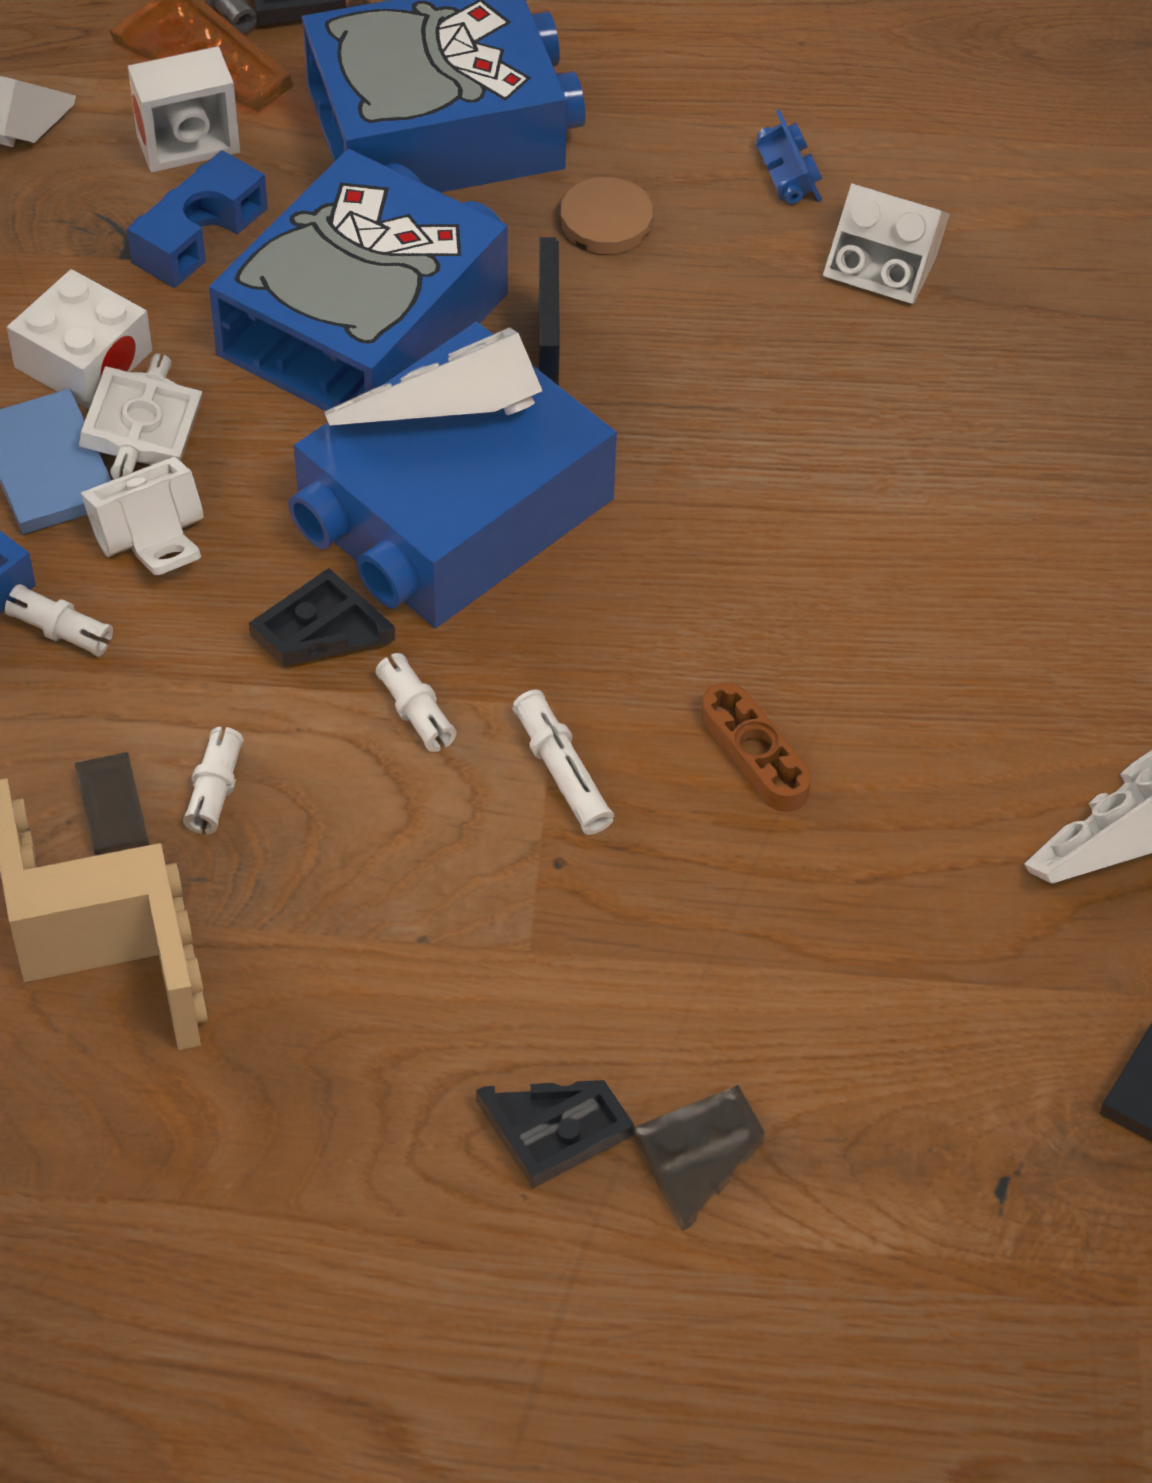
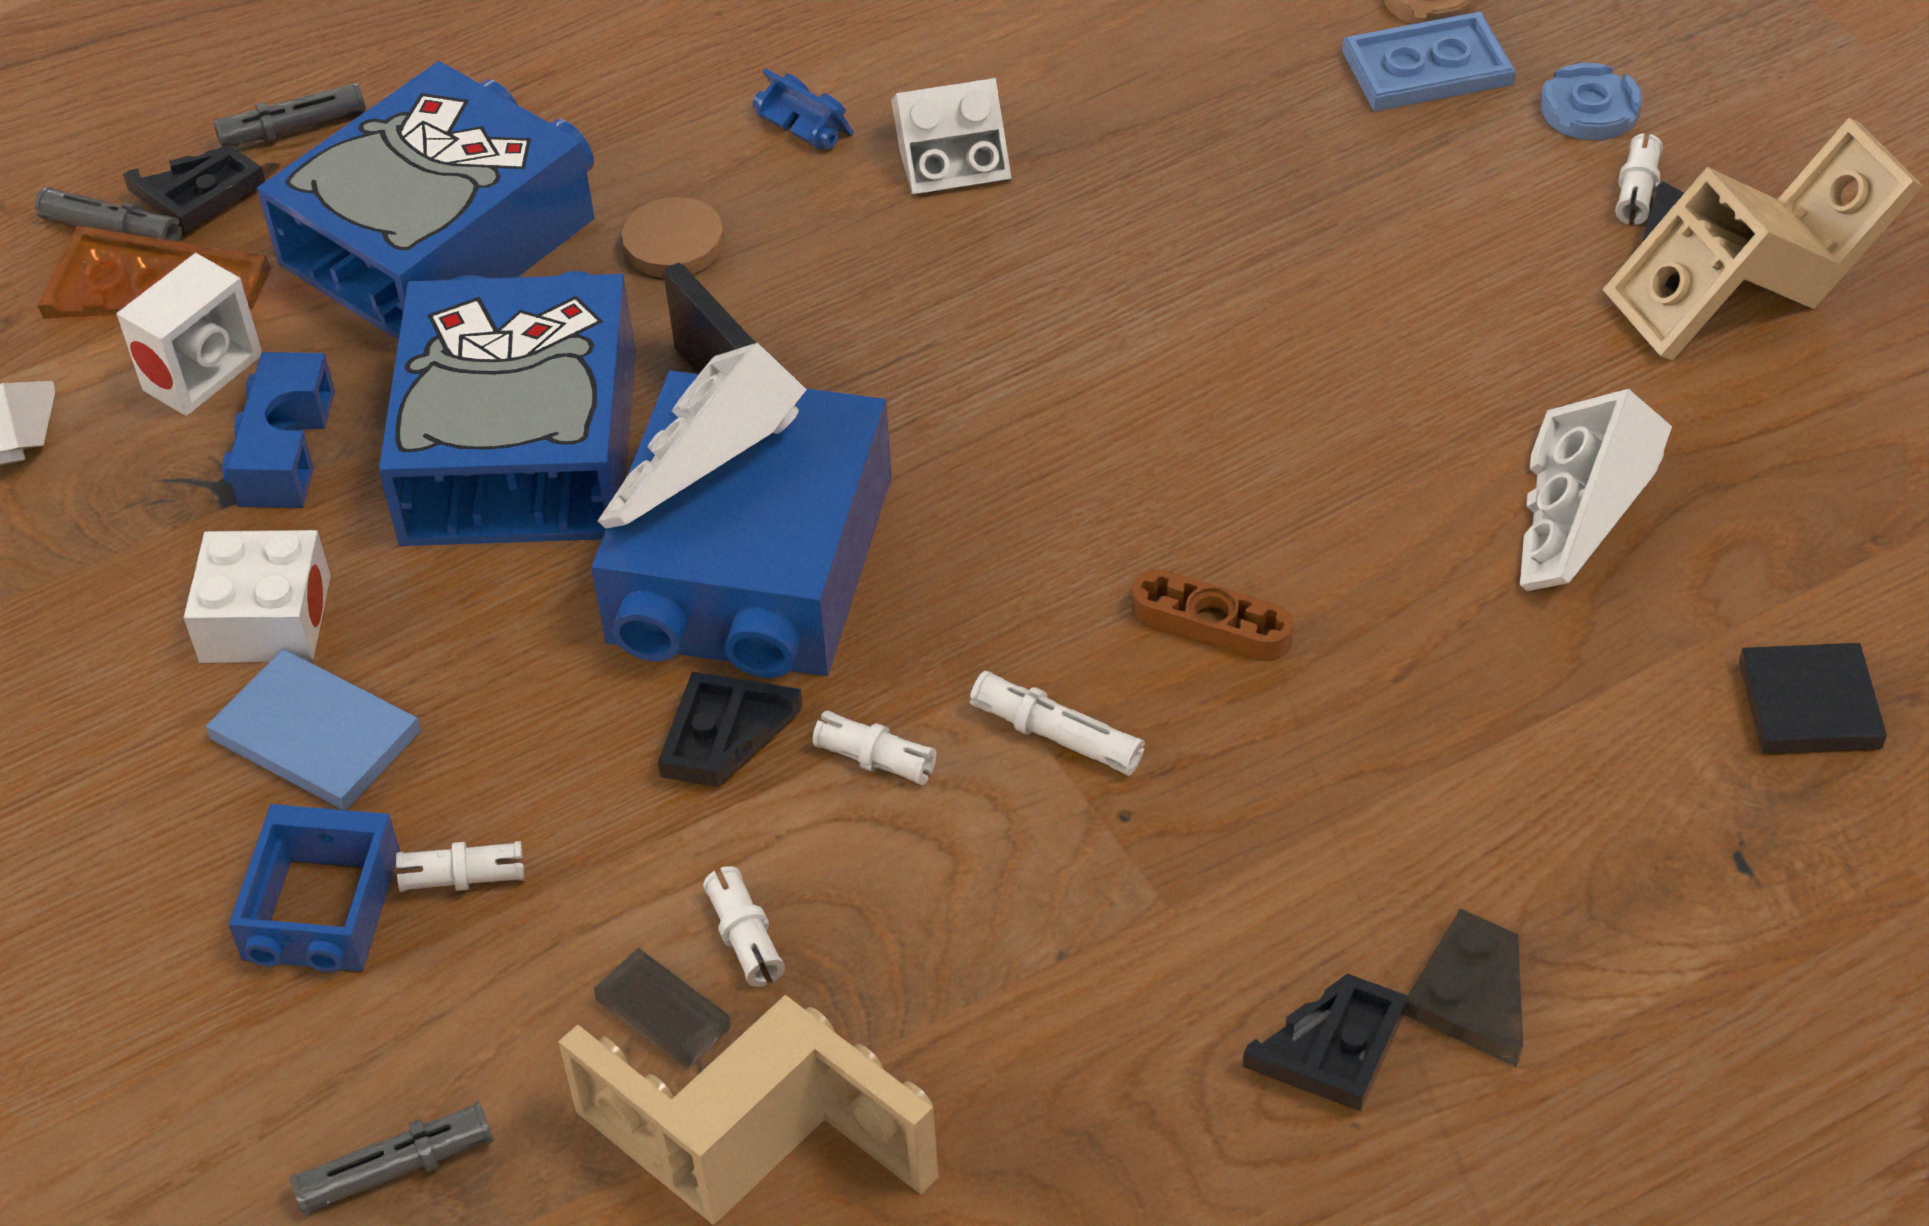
camera: 30 degrees left, 5 degrees down
(140, 416) = (385, 636): white plate -> none
(147, 514) = (468, 720): white piece -> none

